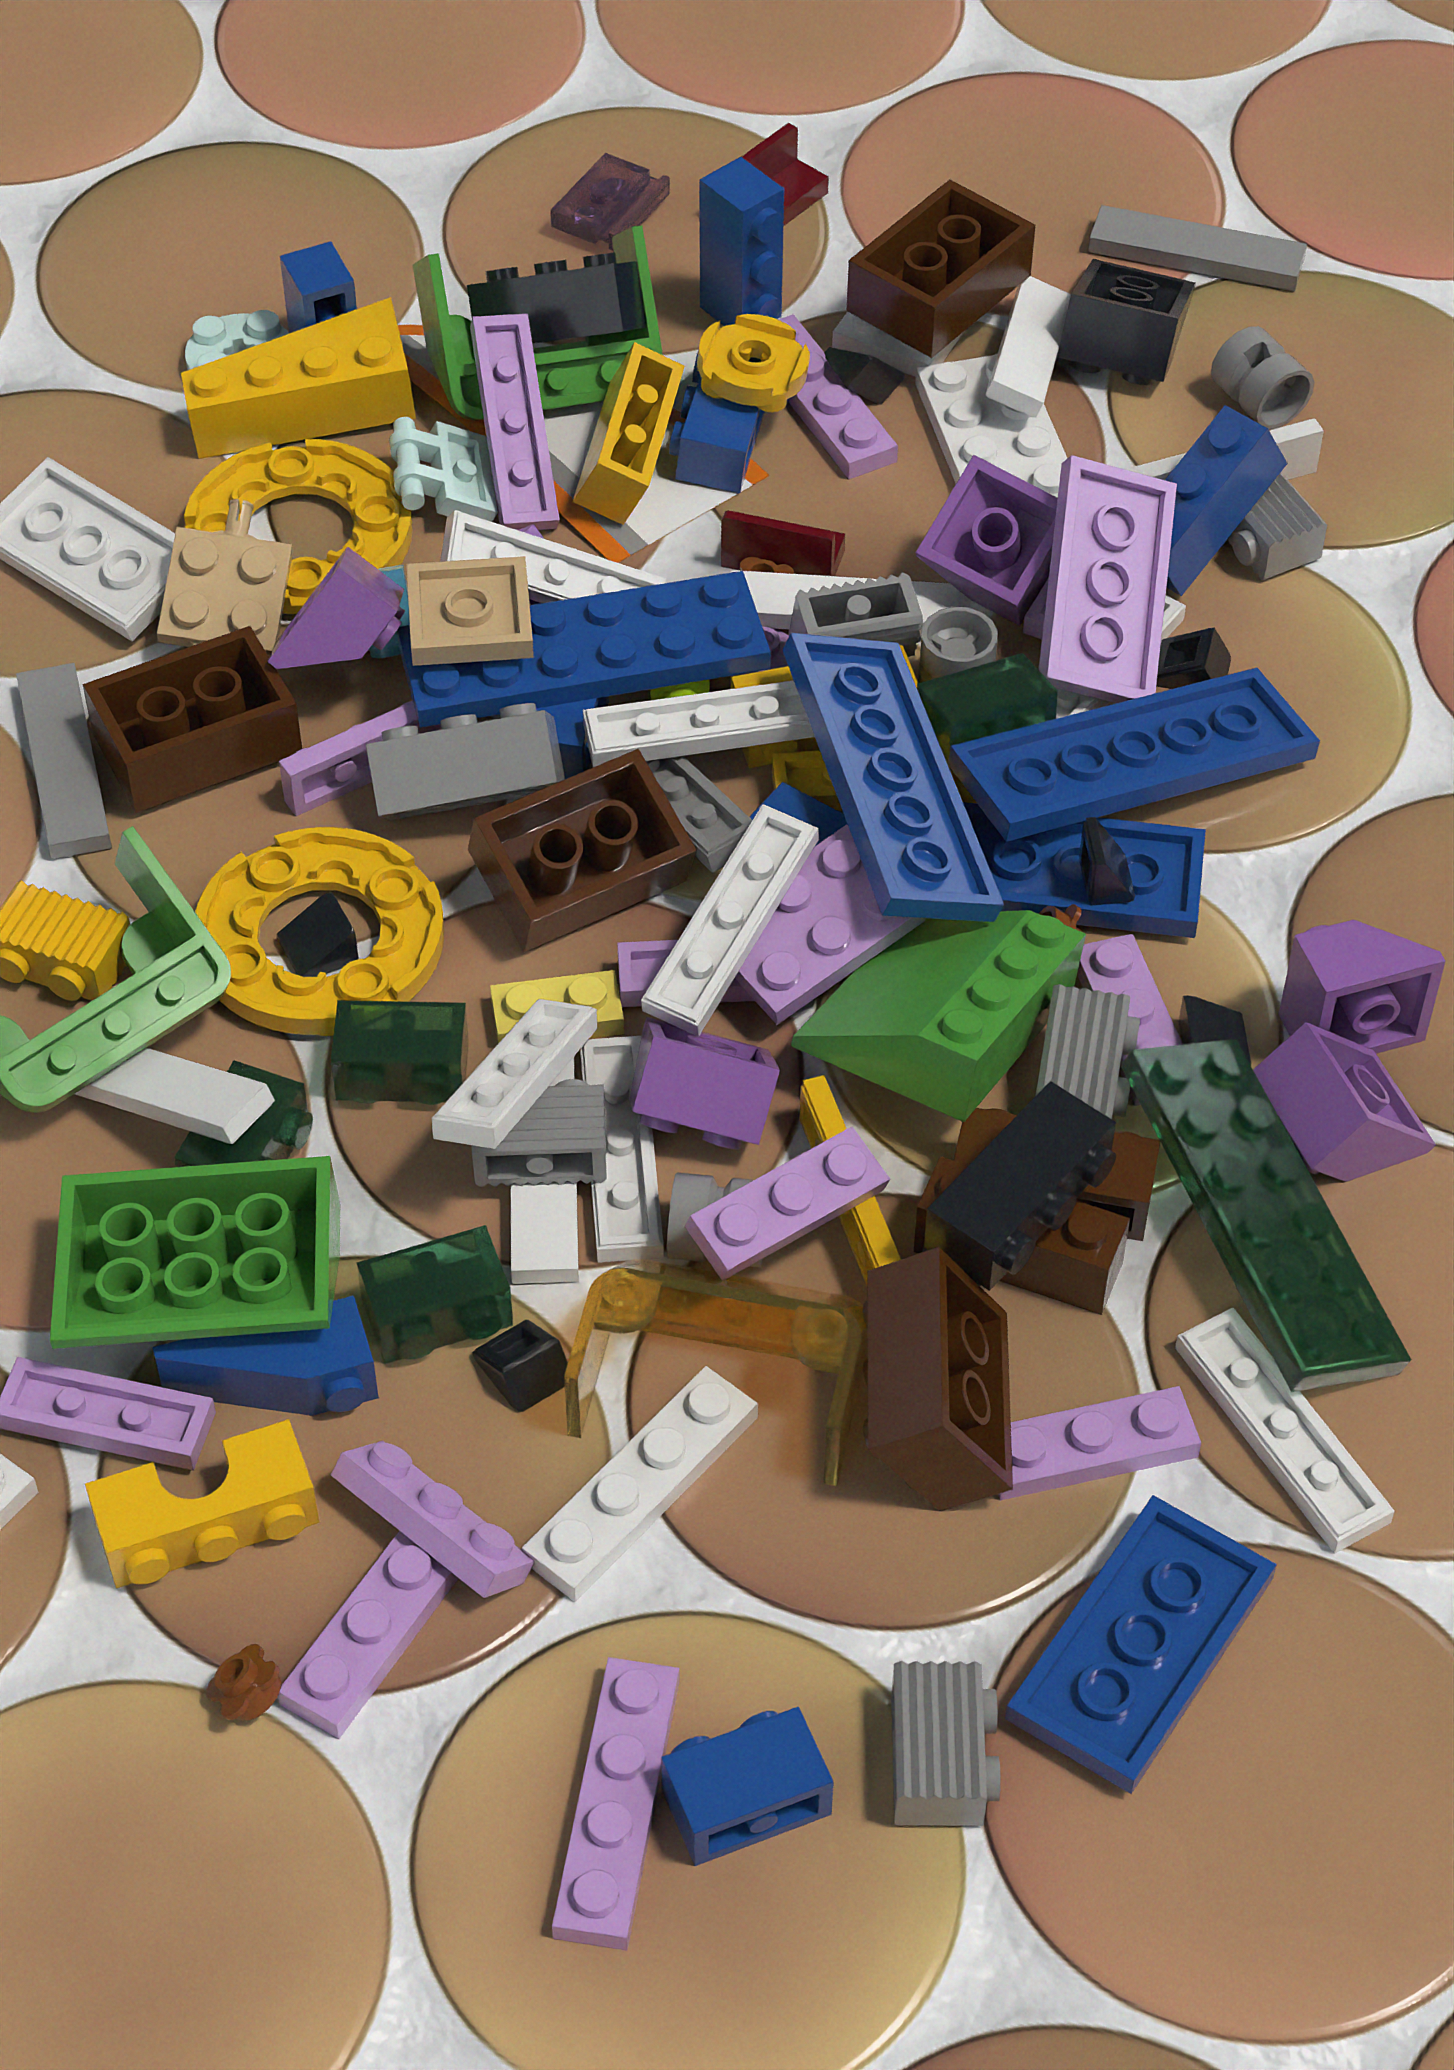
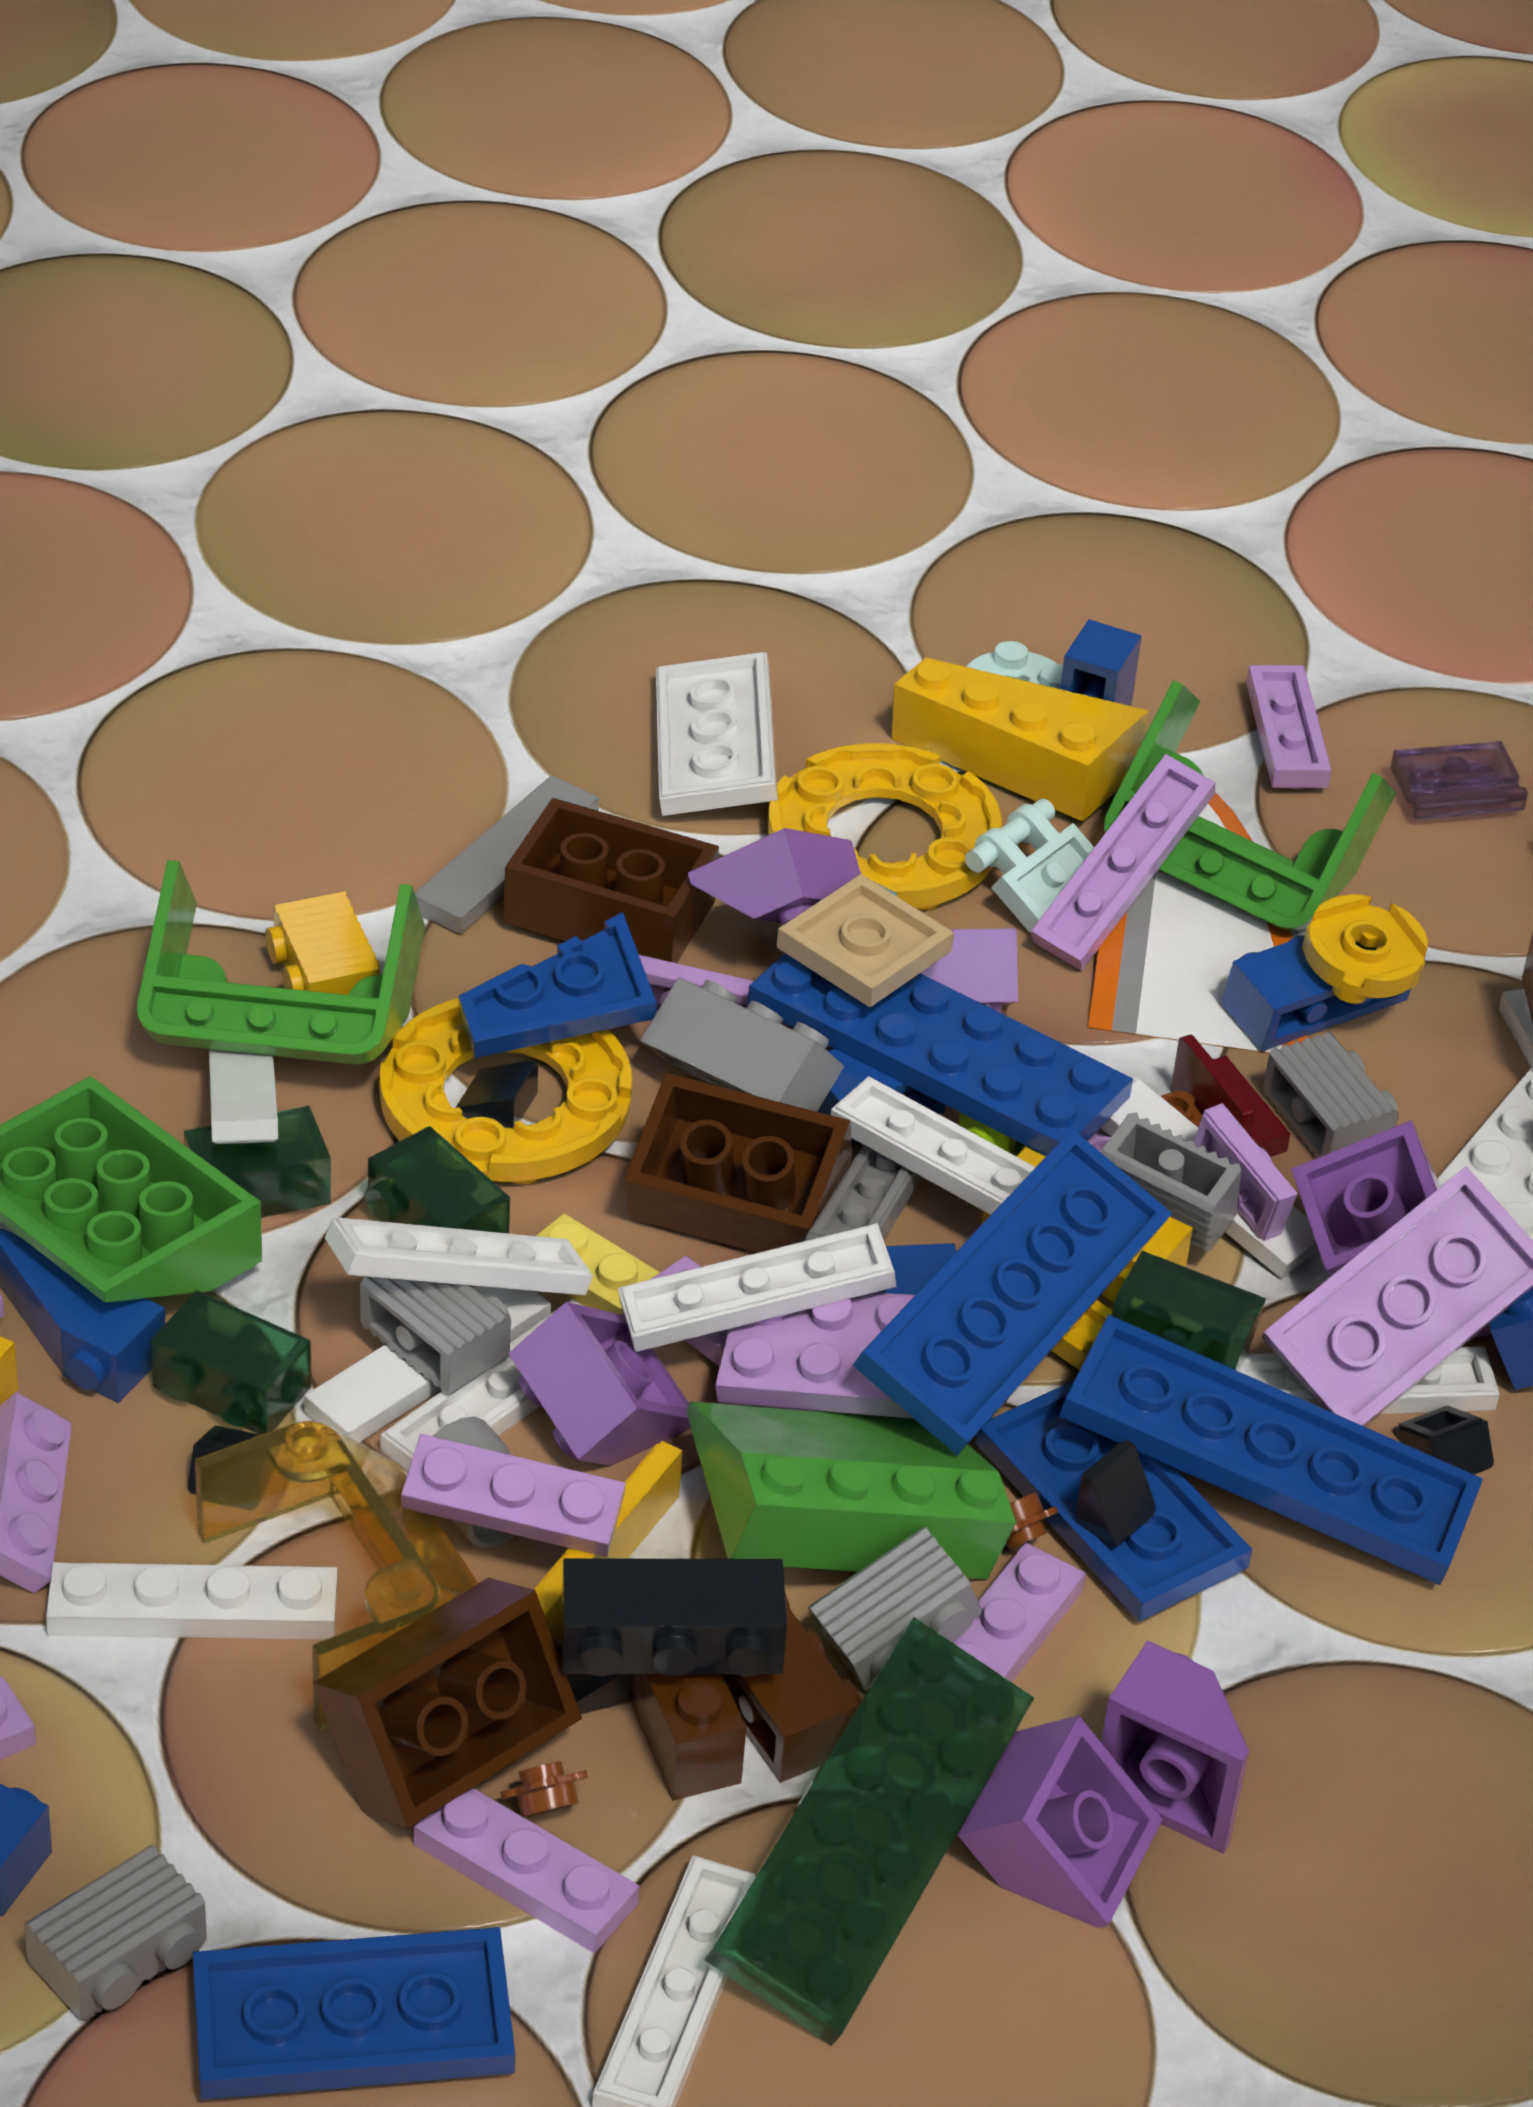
camera: 45 degrees right, 10 degrees down
(224, 583) = (754, 802): tan plate -> none
(290, 825) = (571, 994): none -> blue wing
(461, 245) = (1288, 726): none -> lavender plate
(552, 568) = (982, 961): white tile -> none
(563, 301) = (1275, 801): black brick -> none
(629, 434) = (1203, 932): yellow brick -> none
(740, 243) = (1476, 863): blue brick -> none
(839, 415) = (1430, 1029): lavender plate -> none
(840, 490) = (1326, 1094): none -> light grey brick
(854, 562) = (1263, 1191): none -> lavender plate
(864, 374) = (1475, 1037): black slope -> none
(956, 641) = (1236, 1254): light grey wheel -> none
(1045, 1381) = (545, 1789): none -> dark orange plate
(1209, 1022) = (1051, 1682): black slope -> none

